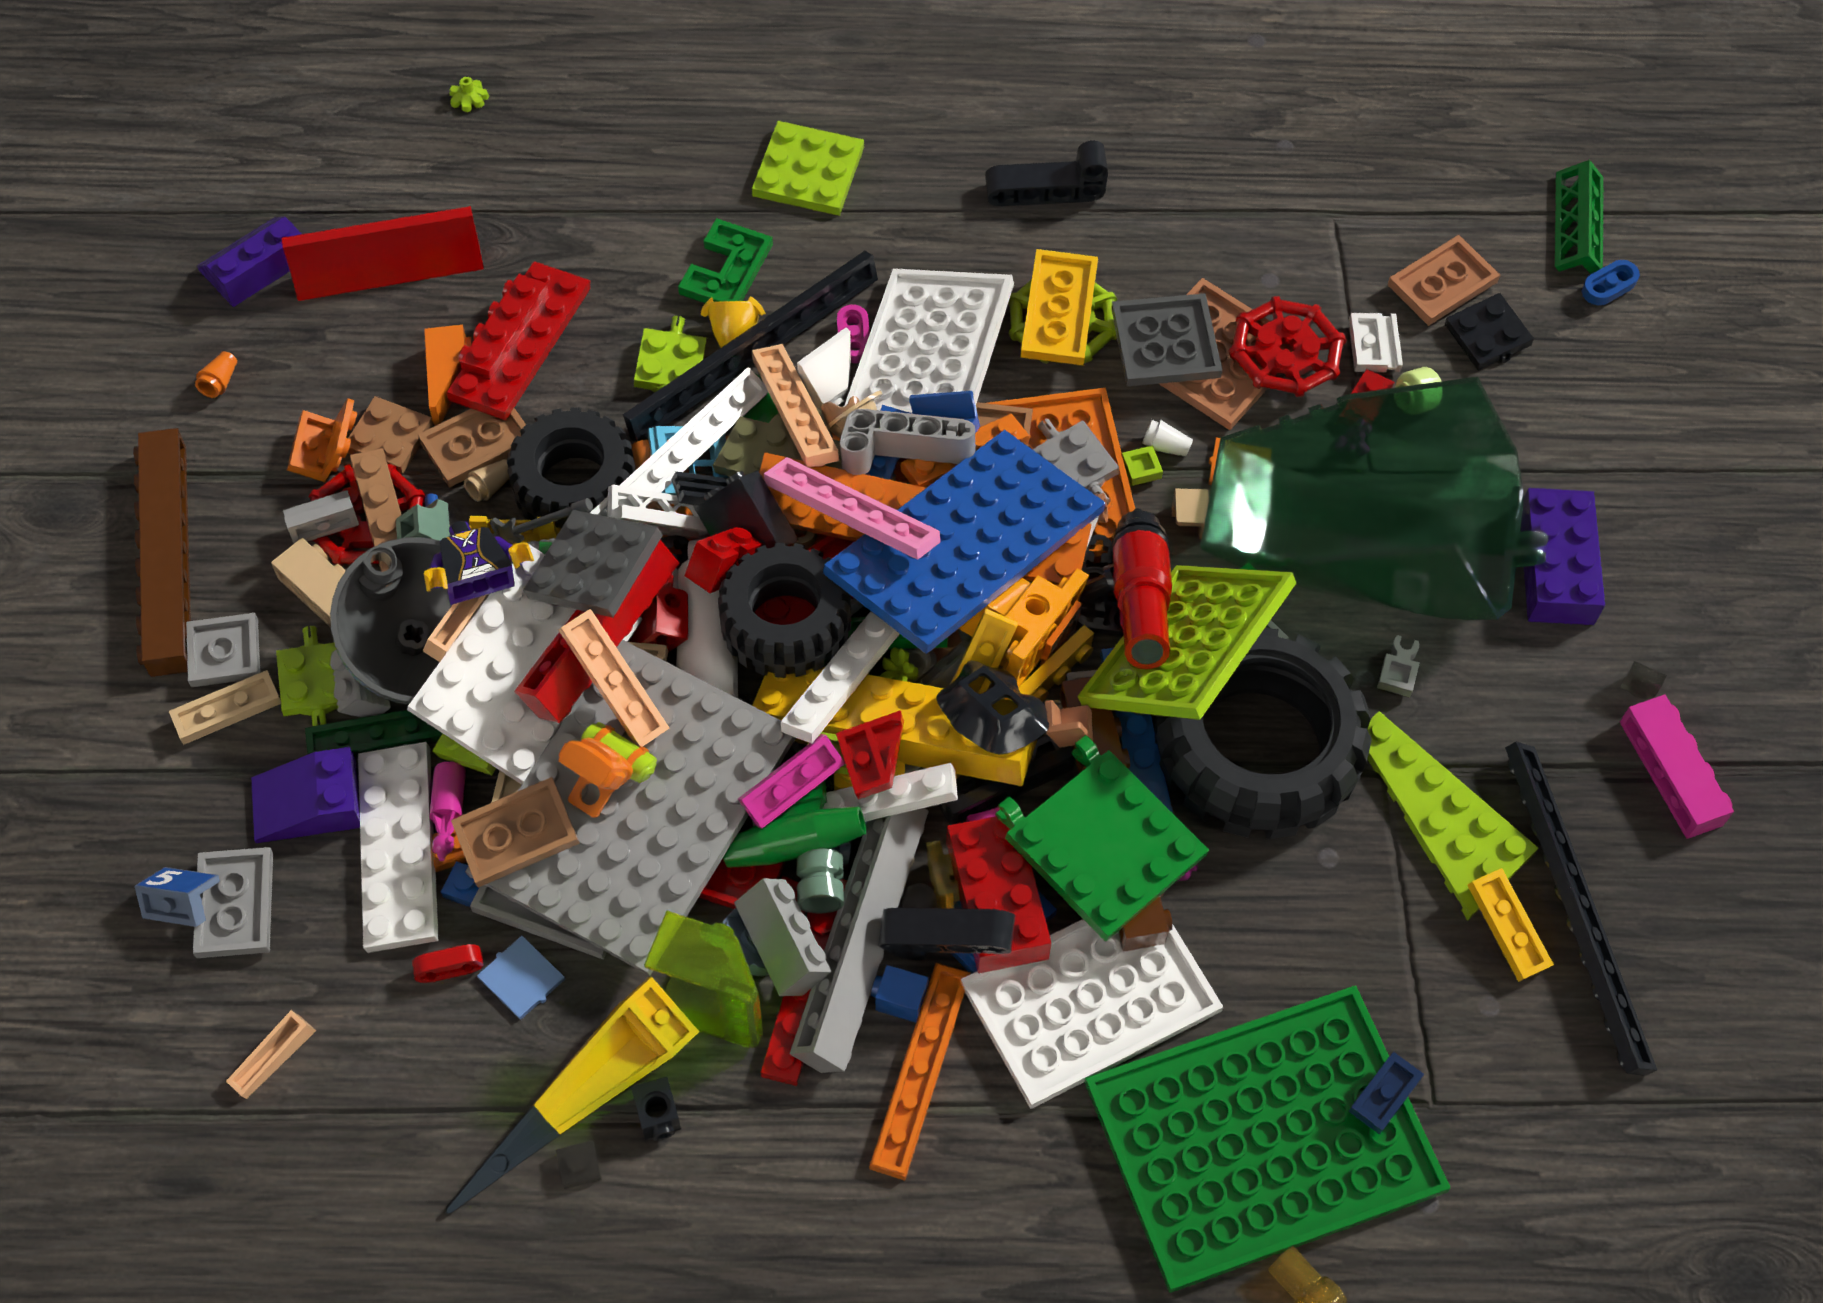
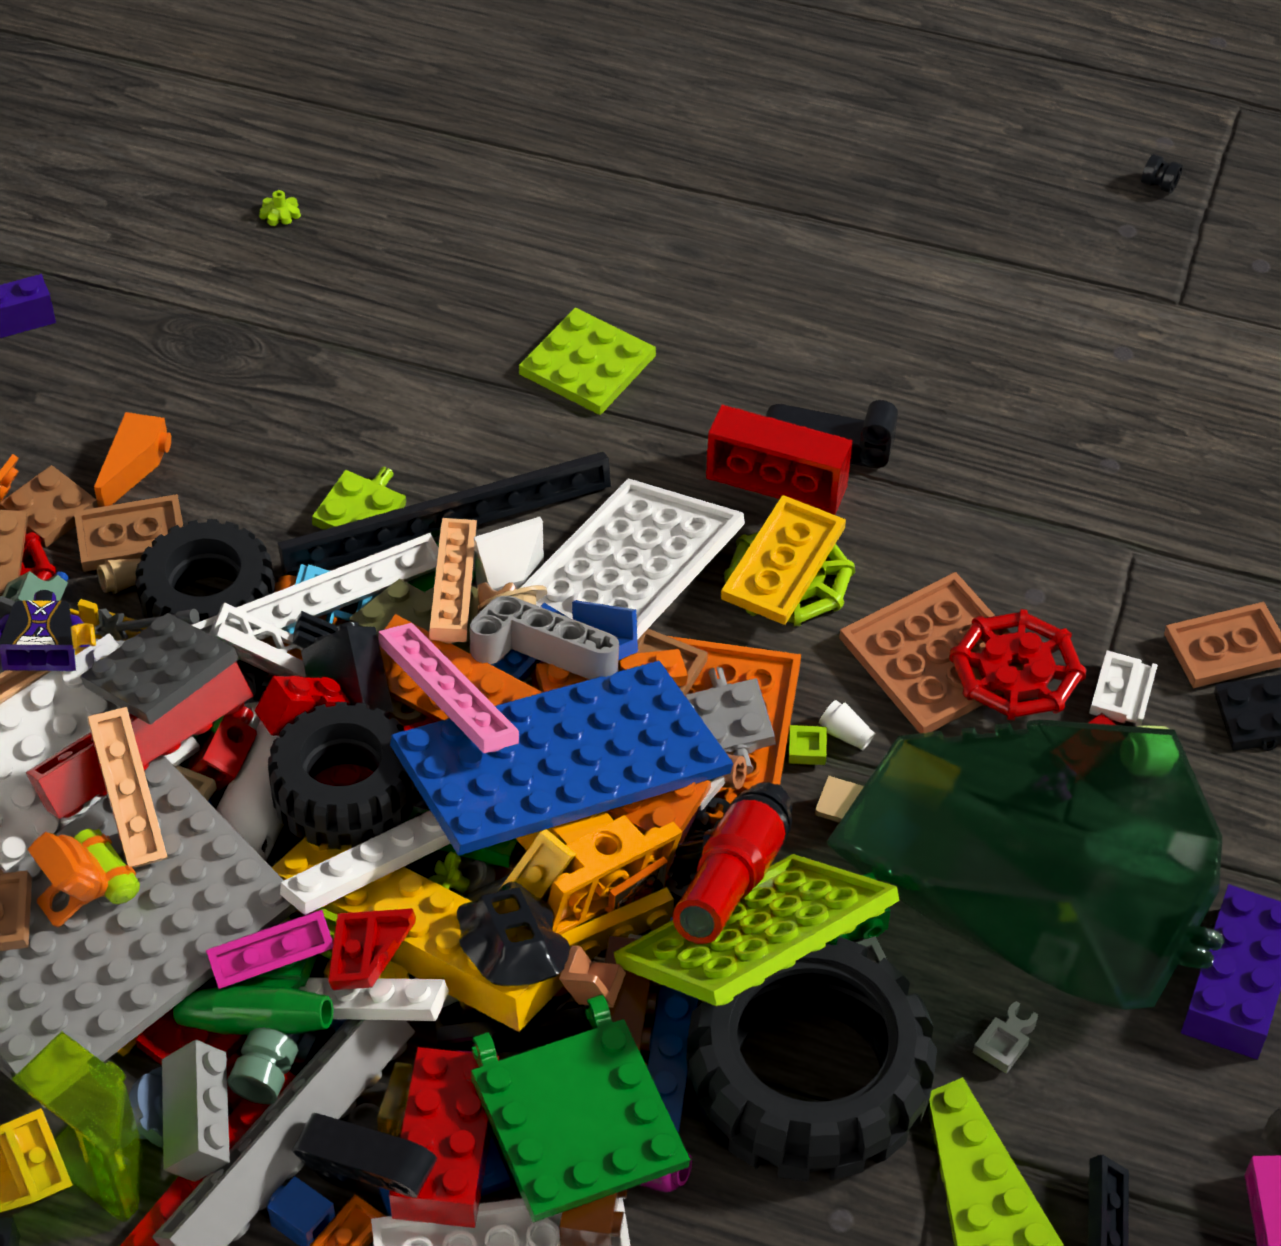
camera: 20 degrees right, 10 degrees down
(383, 253) = (122, 332): red arch -> none
(516, 339) = (214, 446): red plate -> none
(731, 317) = (437, 479): yellow hat -> none
(745, 254) = (481, 428): green plate -> none
(858, 333) = (554, 530): dark pink plate -> none
(1018, 216) = (778, 458): none -> red brick
(1166, 339) = (885, 622): dark grey plate -> none

